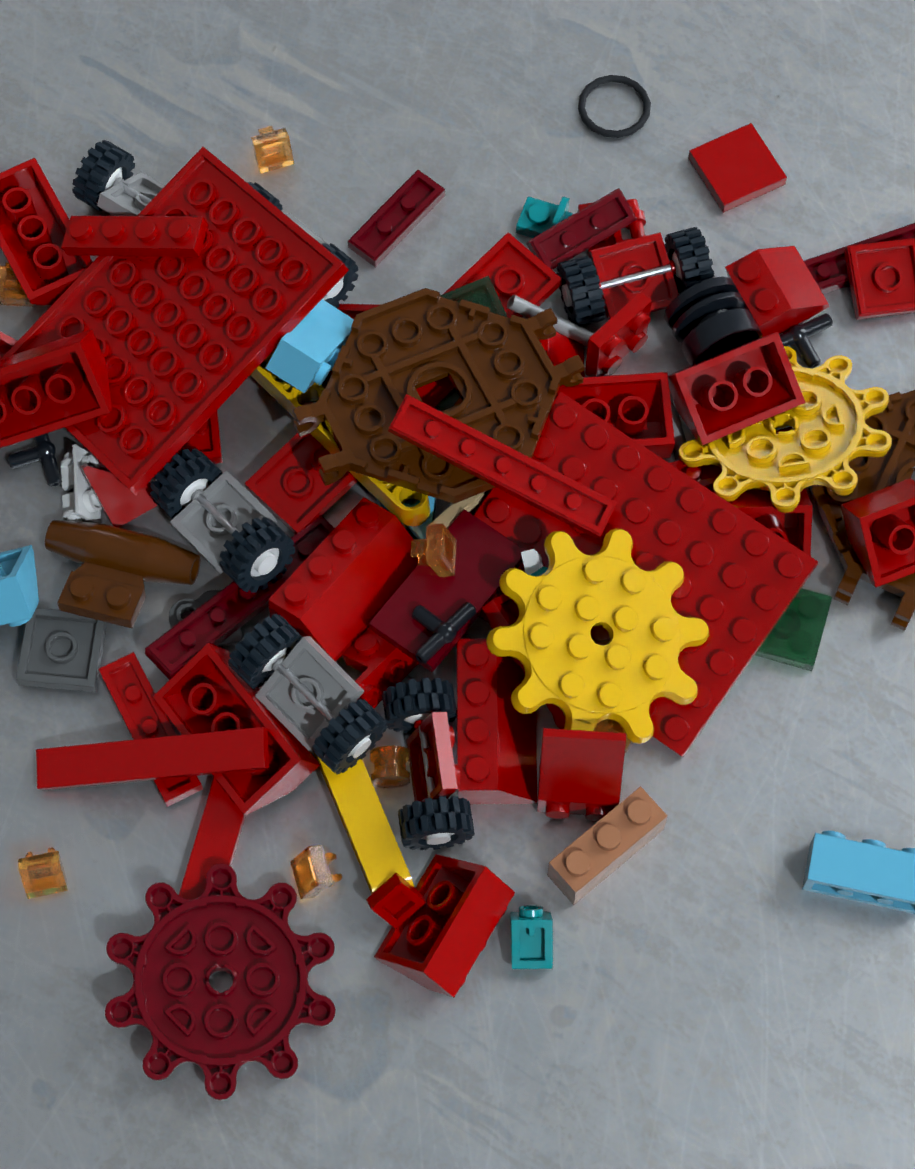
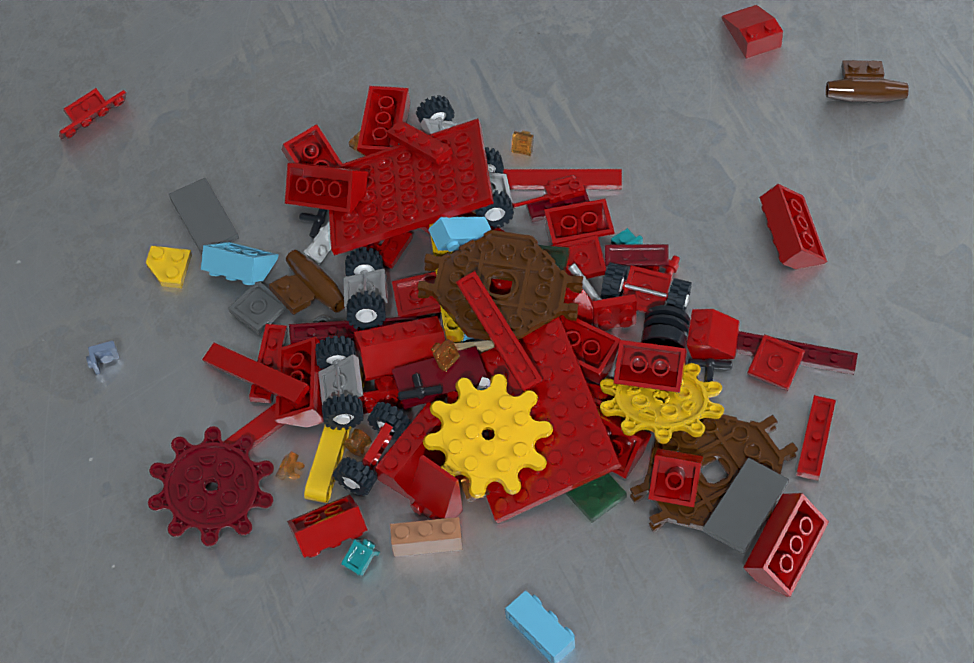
camera: 40 degrees right, 10 degrees down
(42, 874) = (175, 395): clear orange tile -> none
(115, 498) = (329, 261): red tile -> none
(377, 170) = (538, 178): none -> red tile
(388, 199) = (558, 190): none -> red piece
(396, 900) = (312, 500): red tile -> none
(459, 229) = (578, 221): none -> red slope
(613, 133) = (701, 224): black piece -> none
(737, 167) = (744, 271): red tile -> none
(758, 66) = (792, 228): none -> red slope

